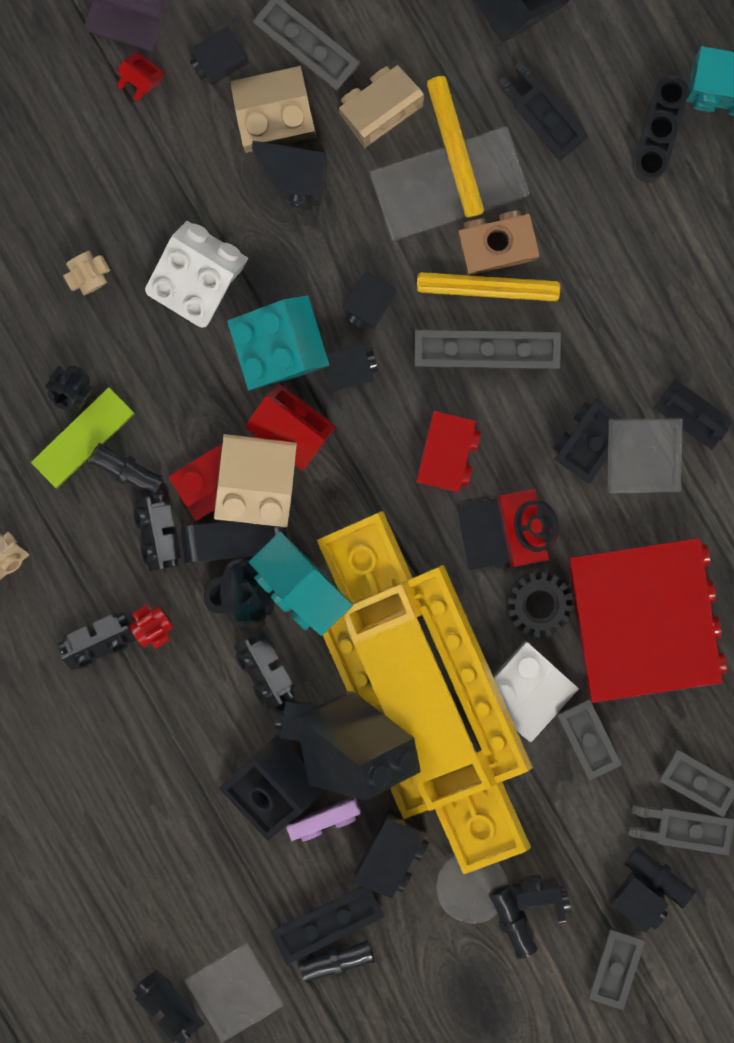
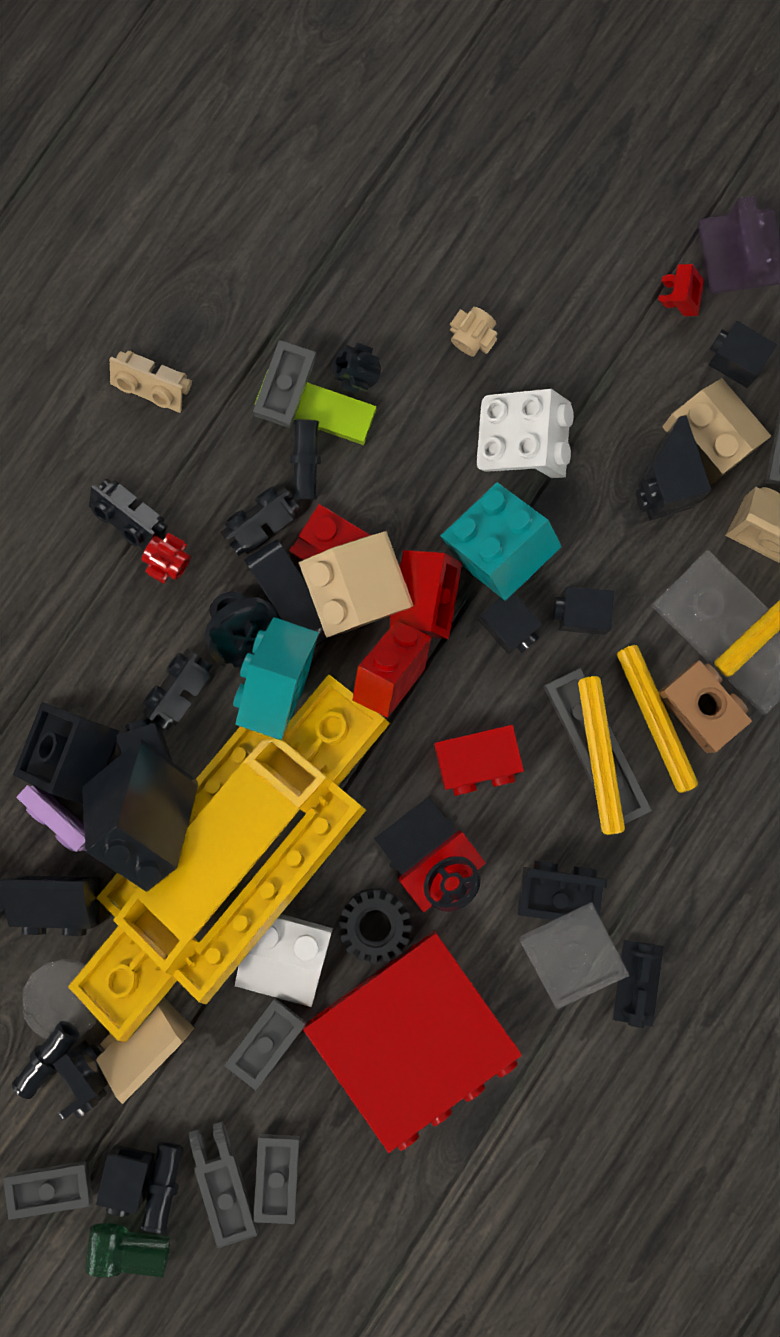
camera: 60 degrees right, 5 degrees down
(53, 455) = (284, 384): none -> dark grey plate
(339, 486) = (391, 668): none -> red brick
(494, 350) = (601, 755): none -> yellow axle
(543, 829) = (133, 1062): none -> tan slope
(690, 938) = (116, 1251): none -> clear green piece

